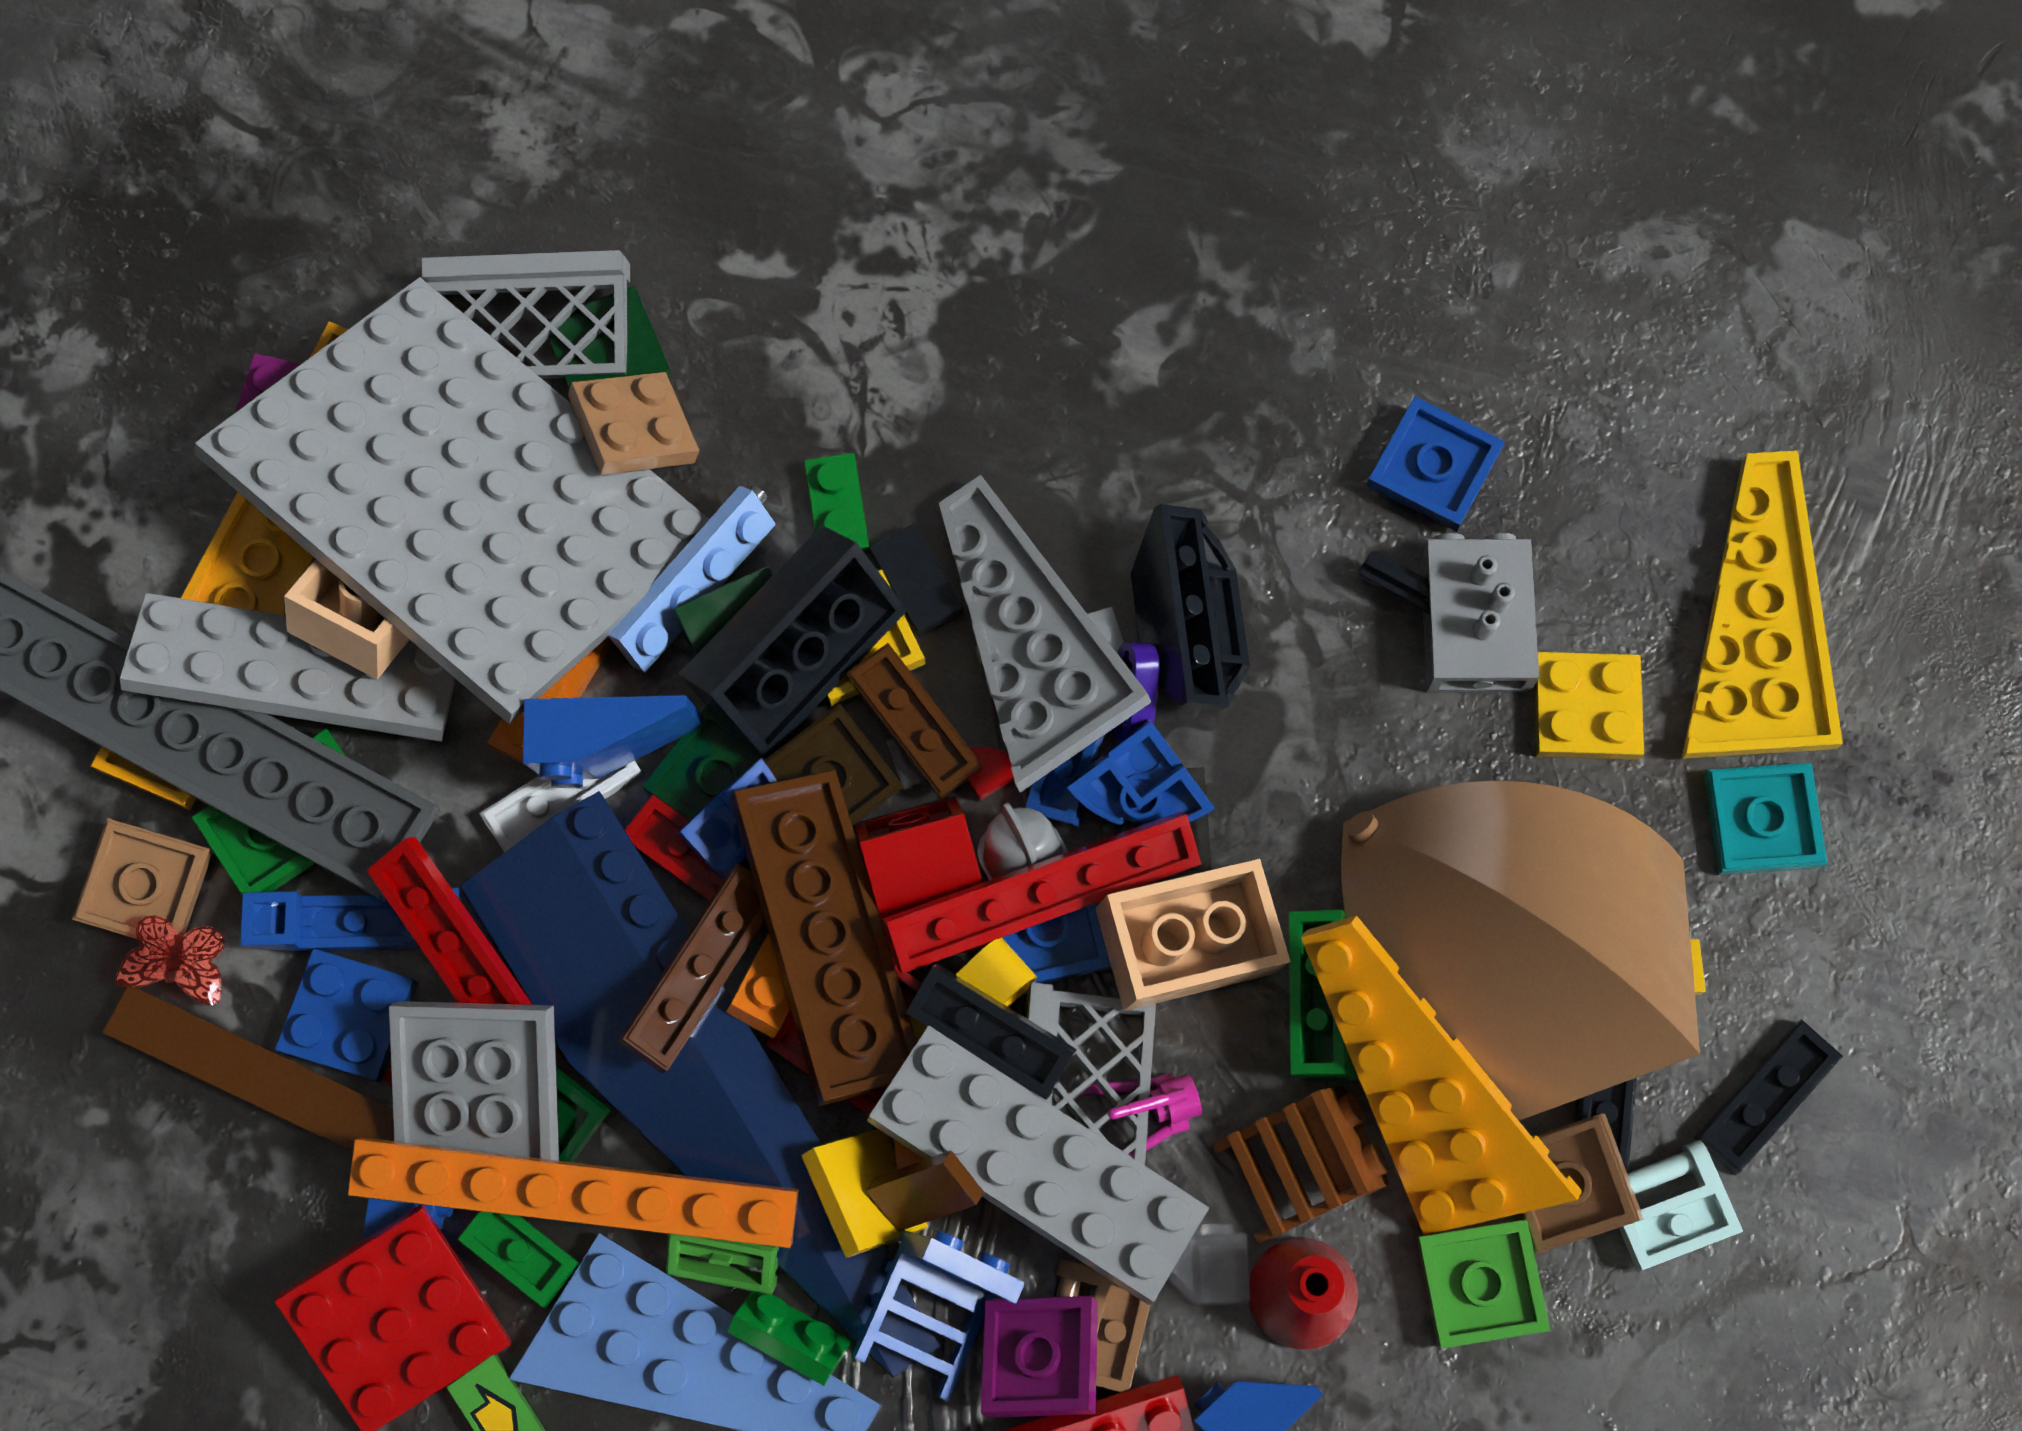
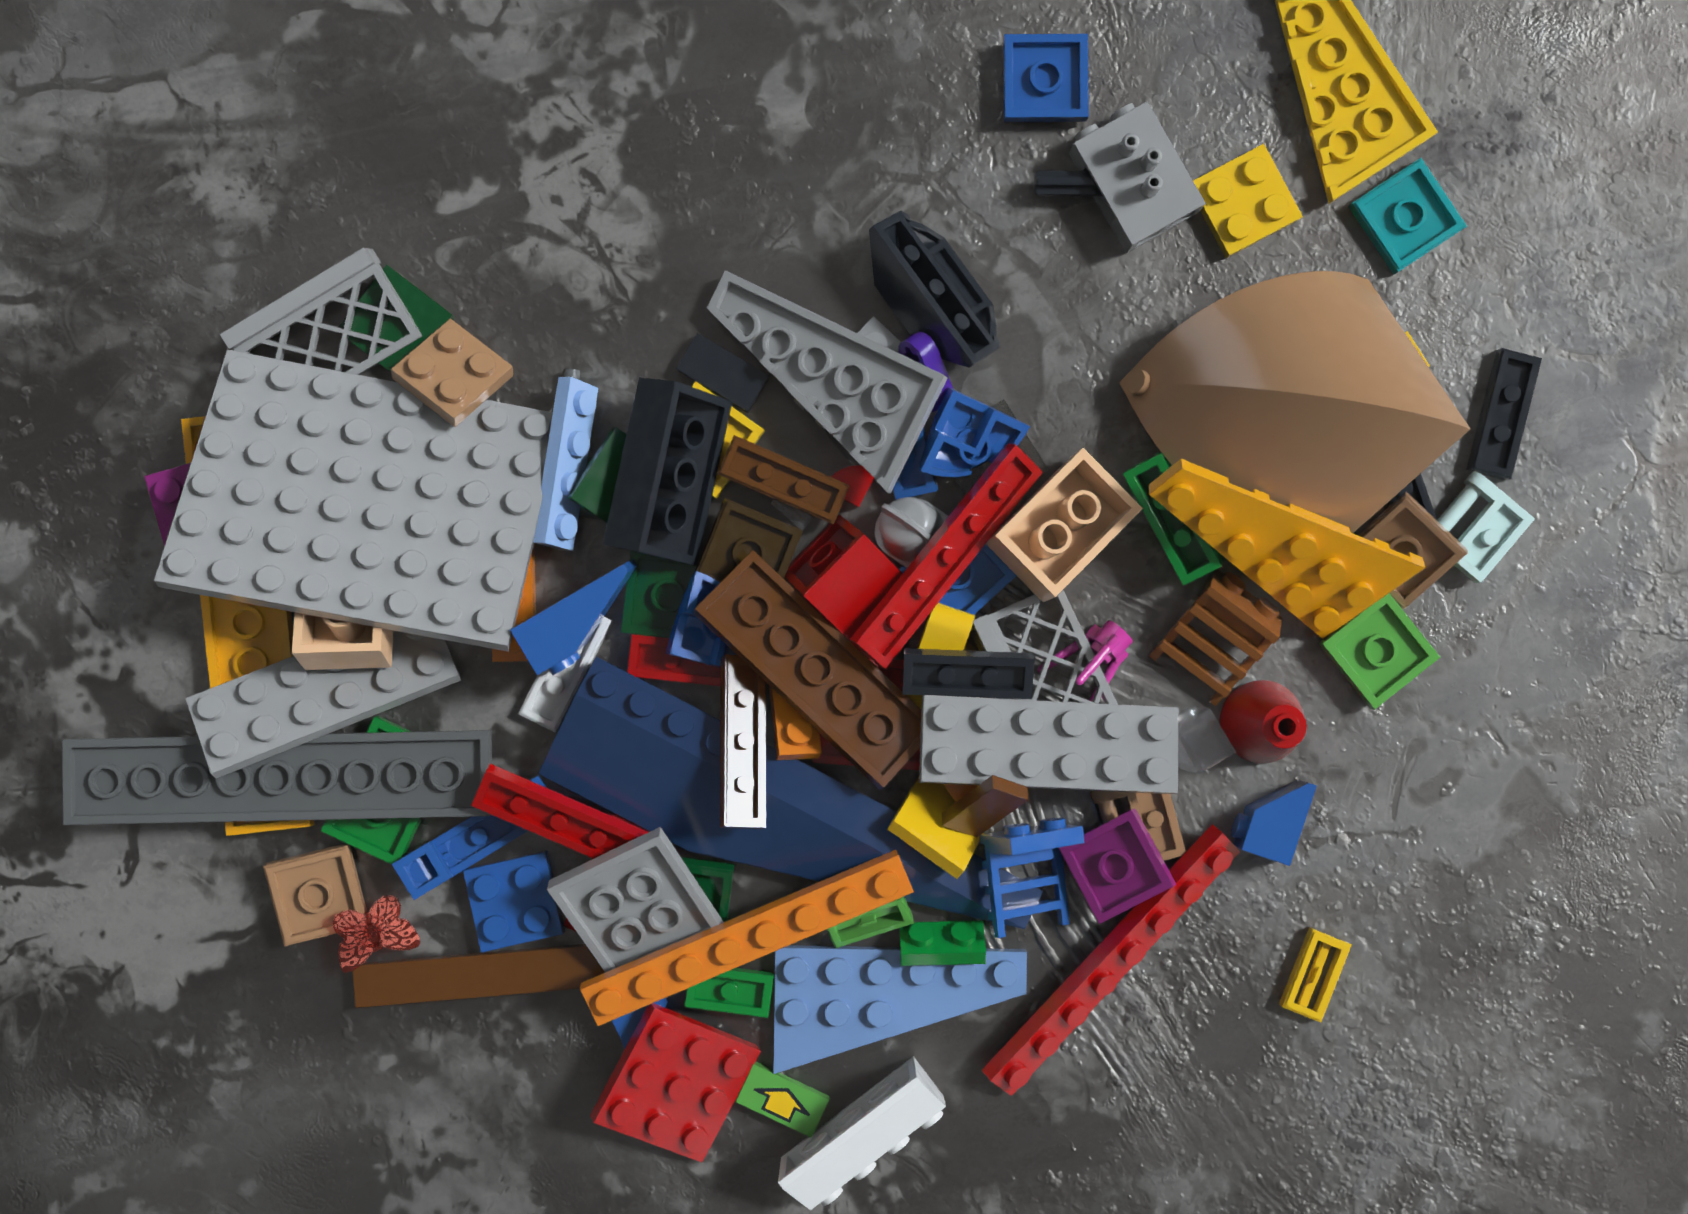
camera: 25 degrees left, 15 degrees up
(837, 497) = (633, 346): green plate -> none

